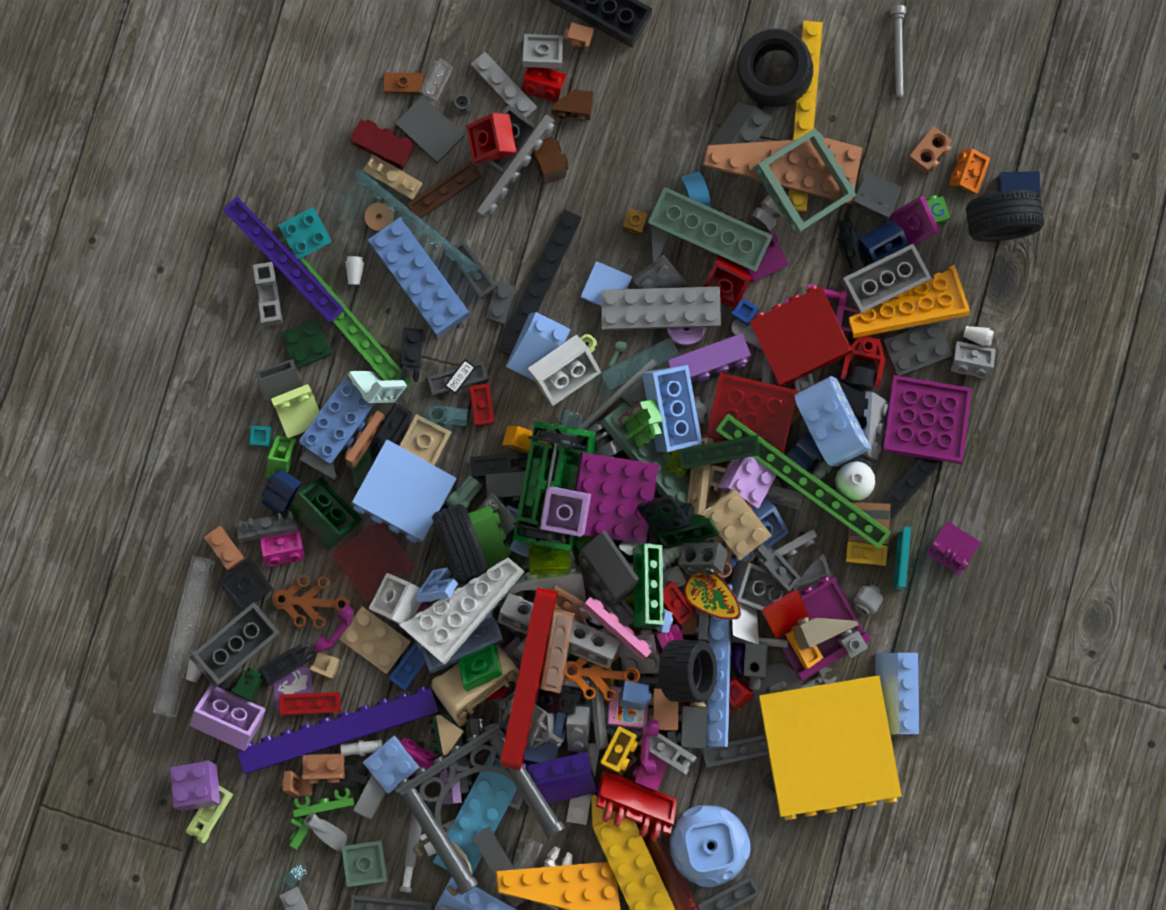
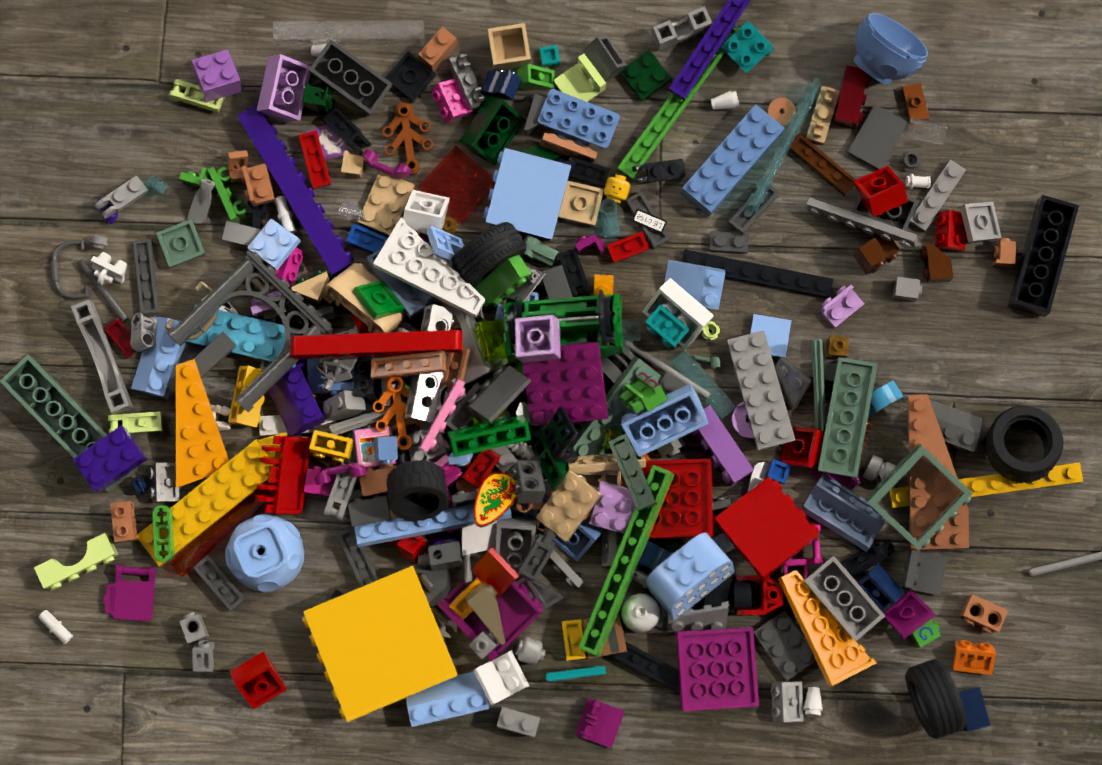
camera: 80 degrees right, 0 degrees up
(242, 474) = (509, 46): none -> tan piece
(346, 94) = (887, 49): none -> medium blue rock
(374, 389) = (617, 144): light aqua bracket -> none
(374, 676) = (351, 210): none -> clear piece
(410, 860) = (212, 282): light grey piece -> none
(414, 576) = (453, 223): none -> pearl gold plate
(418, 400) = (617, 188): none -> yellow head
(466, 446) = (585, 243): none -> magenta bracket
(485, 101) = (917, 181): none -> white pin
(528, 826) = (237, 414): none -> yellow brick
(576, 383) = (666, 326): none -> teal bracket
(592, 140) = (906, 289): none -> light grey brick
(594, 208) = (842, 306): none -> lavender bracket
(671, 250) = (818, 384): none -> sand green axle
(800, 259) = (843, 512): none -> sand blue slope
(836, 880) = (258, 680): none -> red slope
(889, 633) = (501, 677): none -> white bracket
(935, 627) = (518, 721): none -> light grey piece

